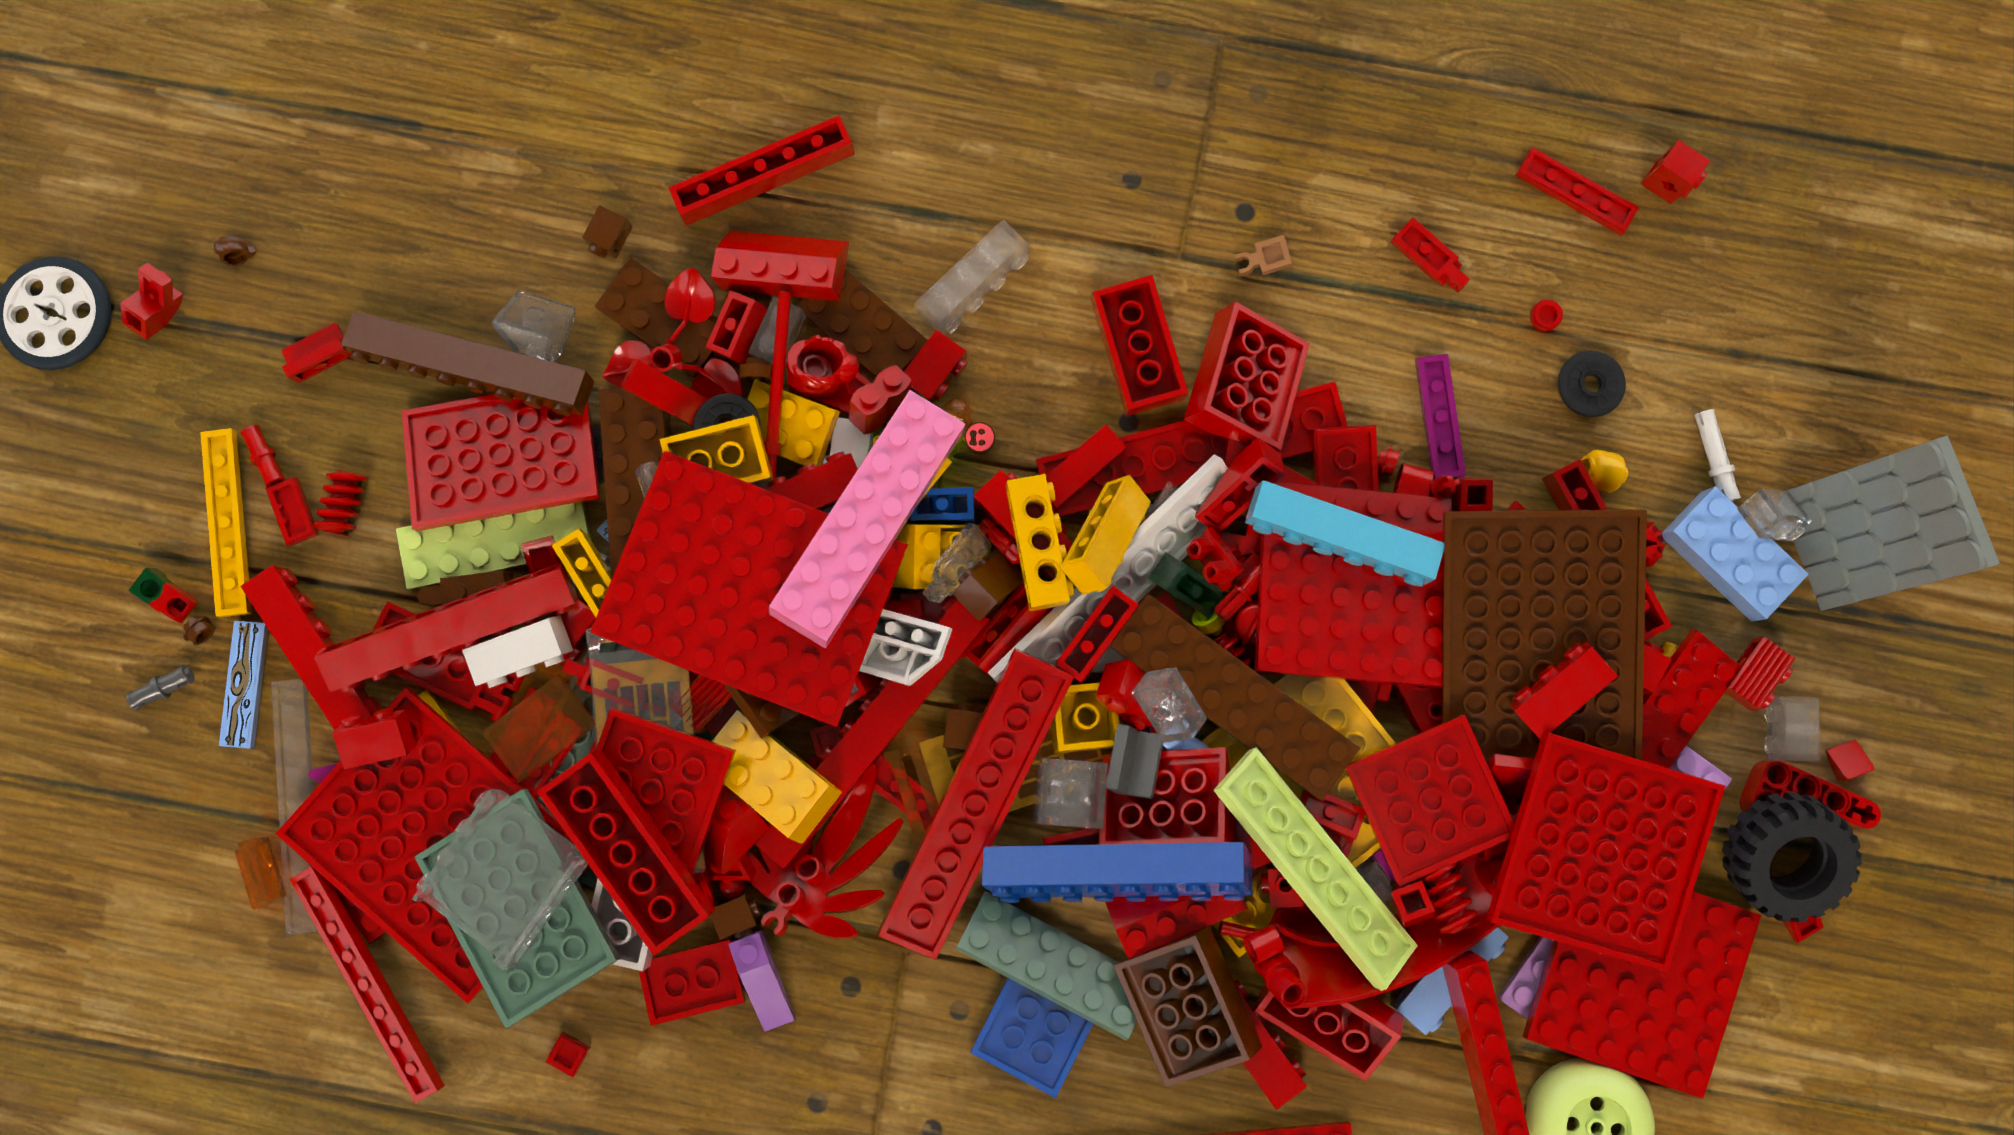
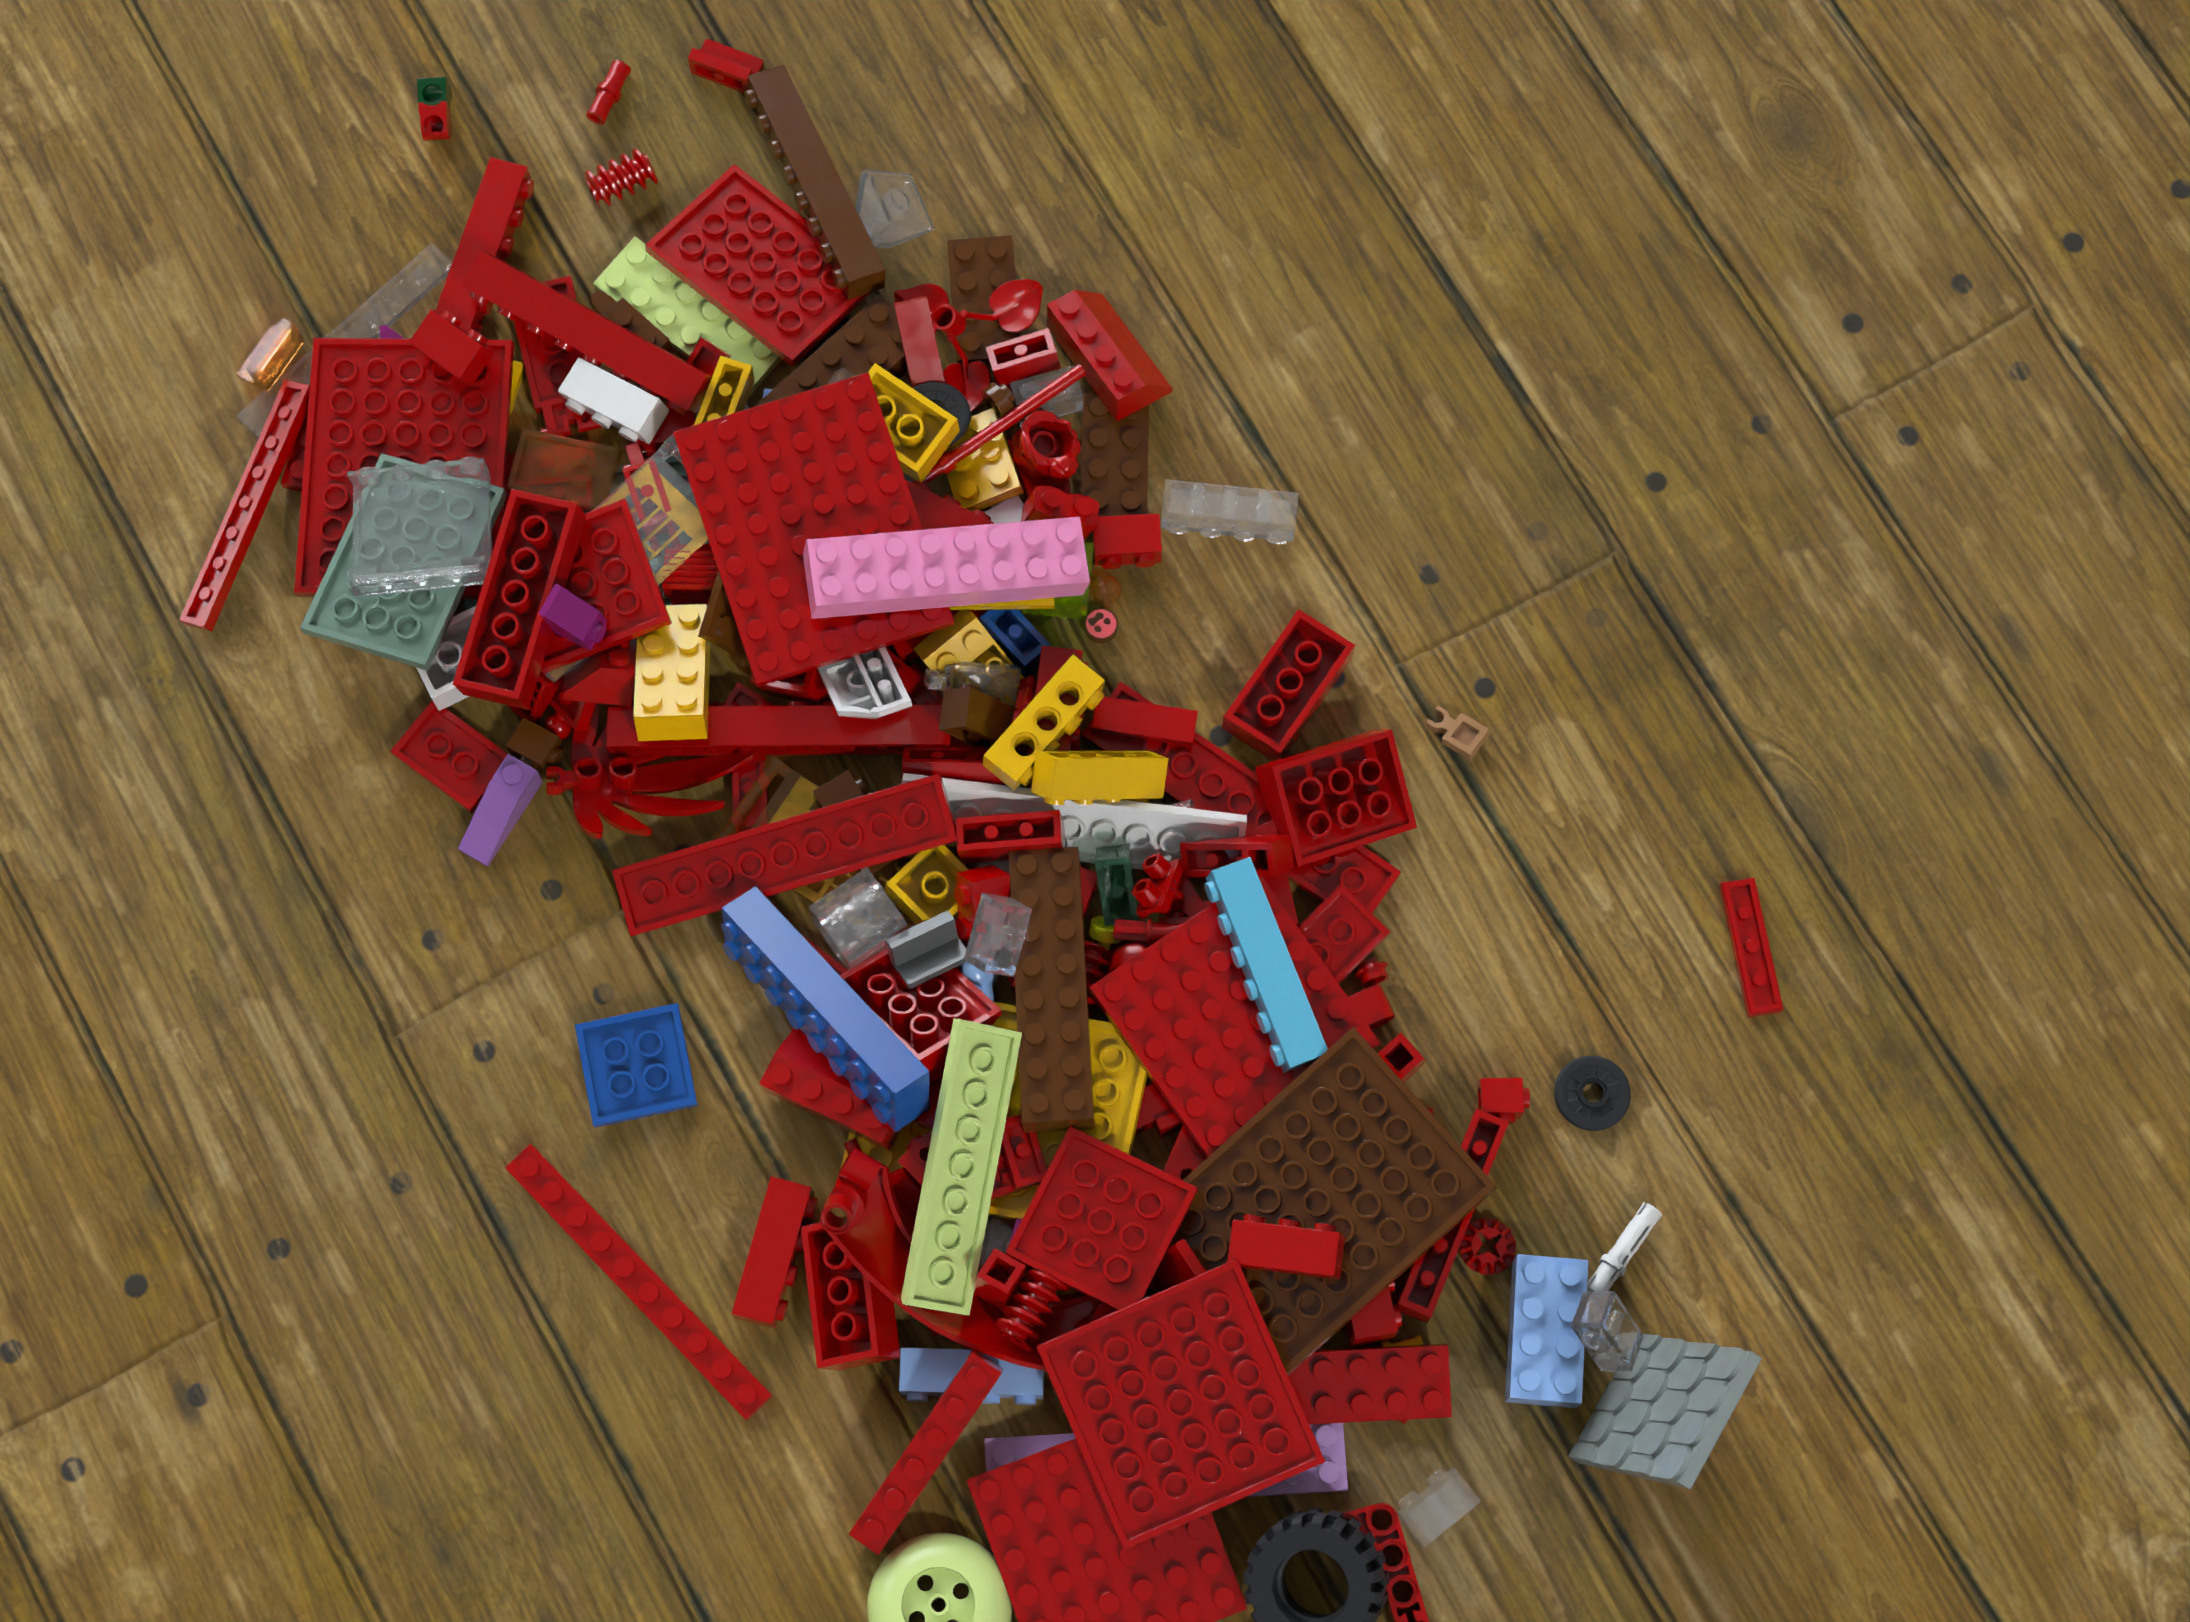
camera: 50 degrees right, 10 degrees down
(160, 687) = (358, 165): dark grey pin -> none
(198, 630) = (428, 156): reddish brown plate -> none
(225, 522) = (532, 107): yellow plate -> none
(244, 685) = (412, 225): light blue tile -> none
(292, 511) = (582, 149): red plate -> none
(568, 1054) = (313, 709): red tile -> none
(607, 233) = (1015, 201): reddish brown brick -> none
(677, 824) = (573, 618): none -> magenta slope
(762, 170) = (1172, 276): red brick -> none
(1048, 964) = (705, 1036): sand green plate -> none
(1188, 1007) = (760, 1163): reddish brown slope -> none
(1430, 255) = (1582, 865): red hinge -> none
(1440, 416) = (1448, 985): magenta plate -> none
(1444, 487) = (1385, 1030): red axle -> none
(1546, 315) = (1618, 1007): red tile -> none
(1550, 448) = (1503, 1097): none -> red brick
(1606, 470) = (1521, 1160): yellow head -> none
(1676, 172) = (1835, 1010): red brick -> none
(1761, 670) = (1459, 1438): red brick -> none
(1849, 760) = (1453, 1583): red slope -> none

